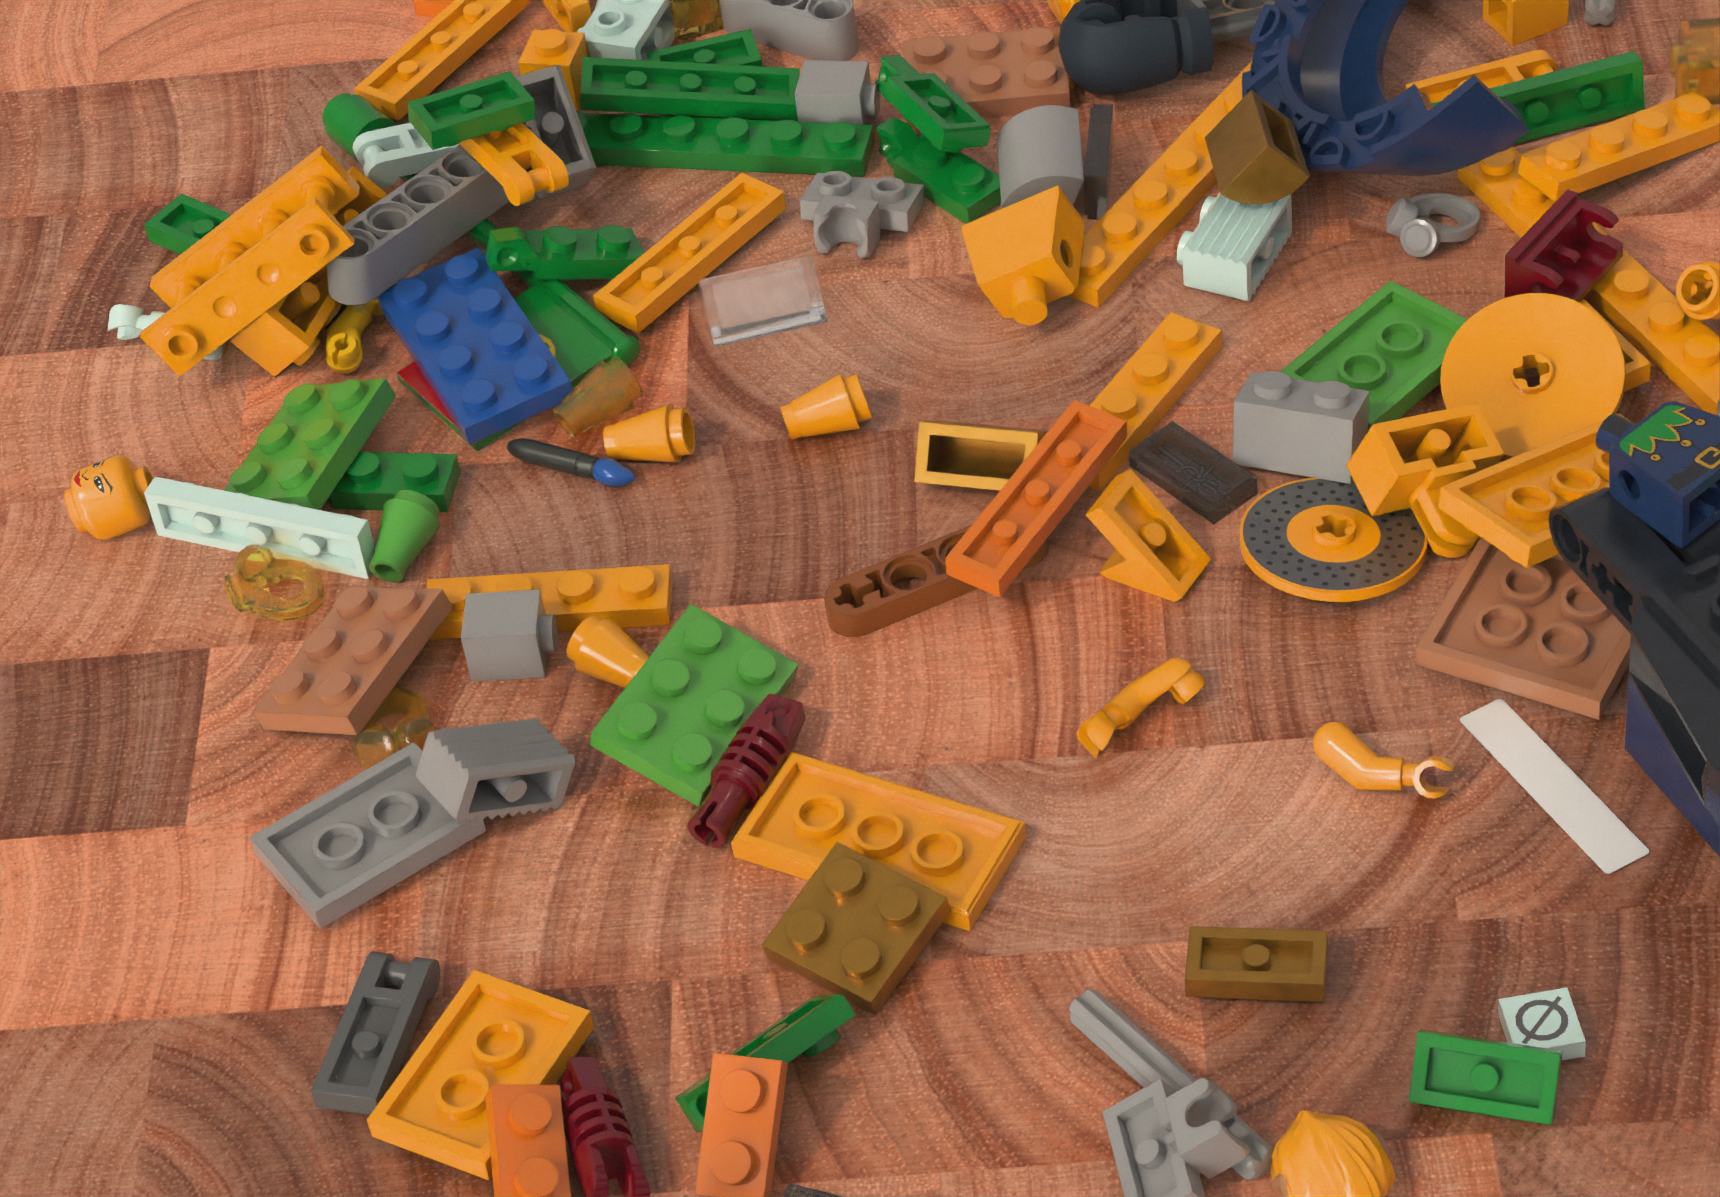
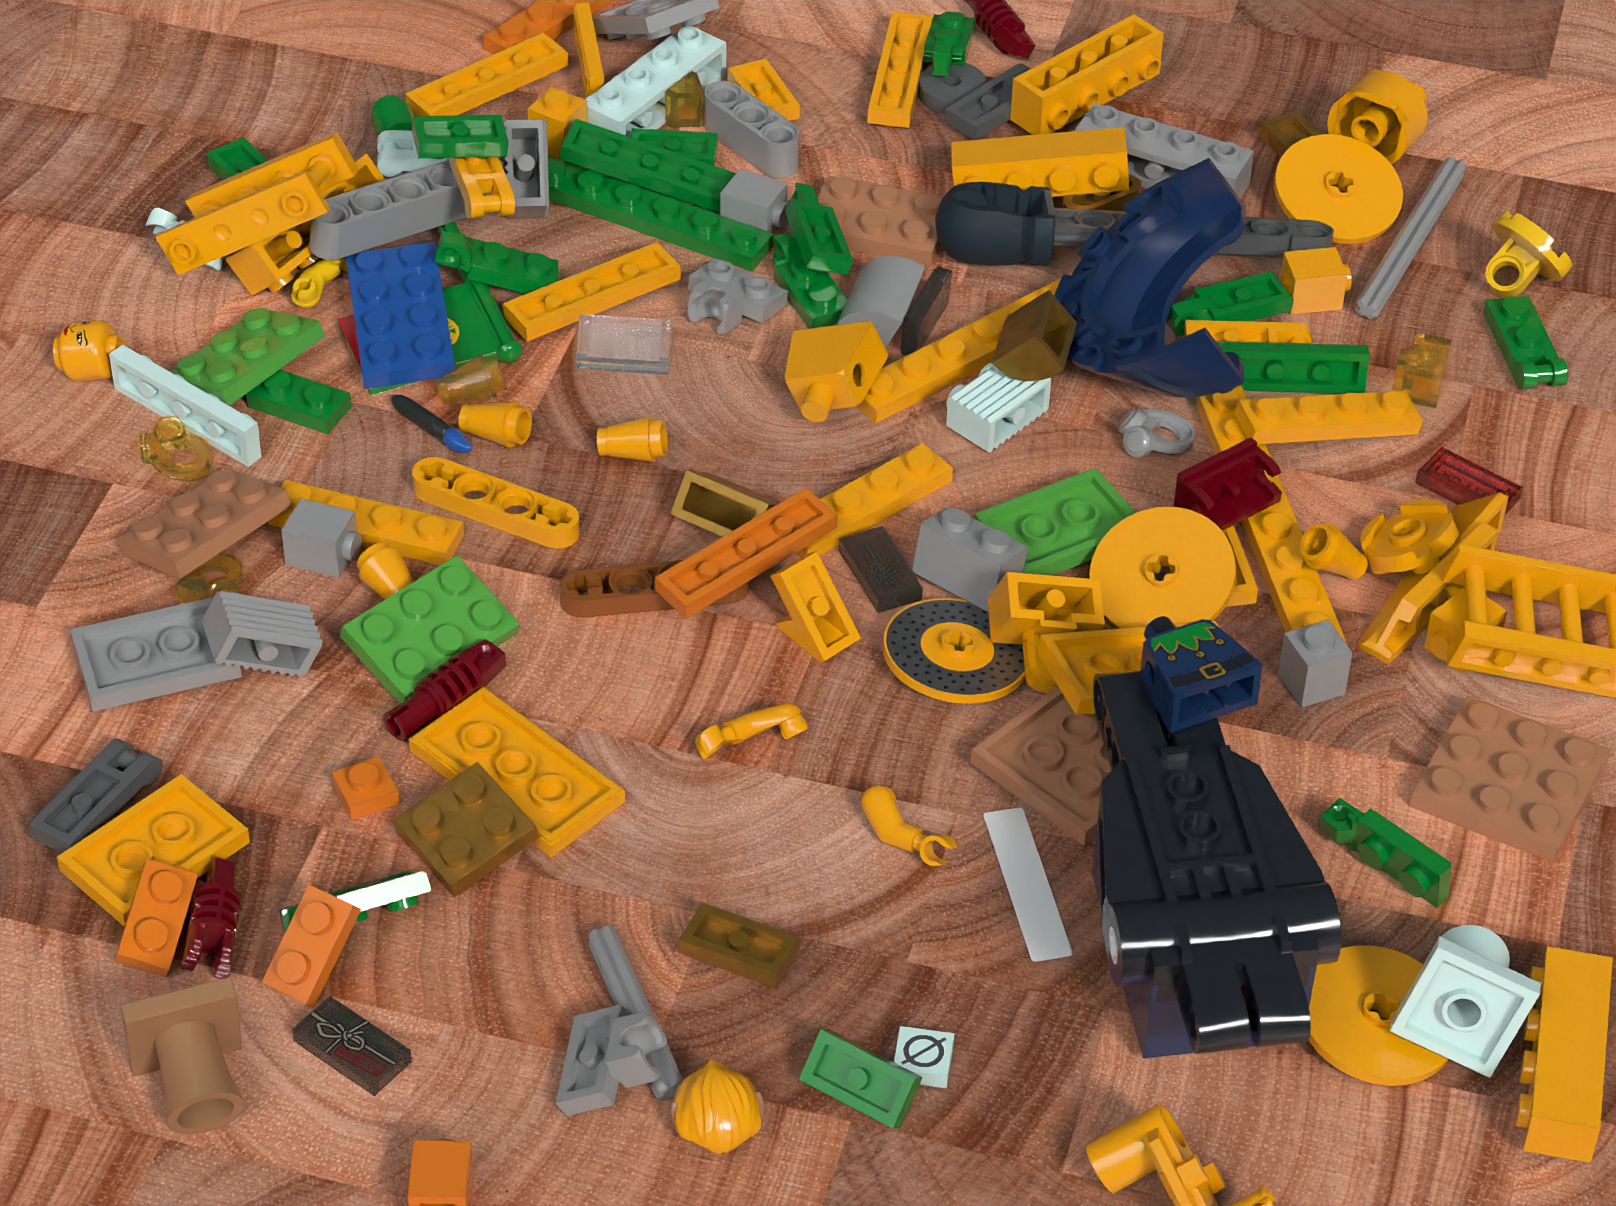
camera: 10 degrees right, 0 degrees up
(403, 532) = (286, 438): bright green cone -> none
(696, 524) = (545, 521): none -> light orange beam
(704, 917) = (365, 788): none -> orange plate
(1448, 47) = (1233, 300): none -> green hinge

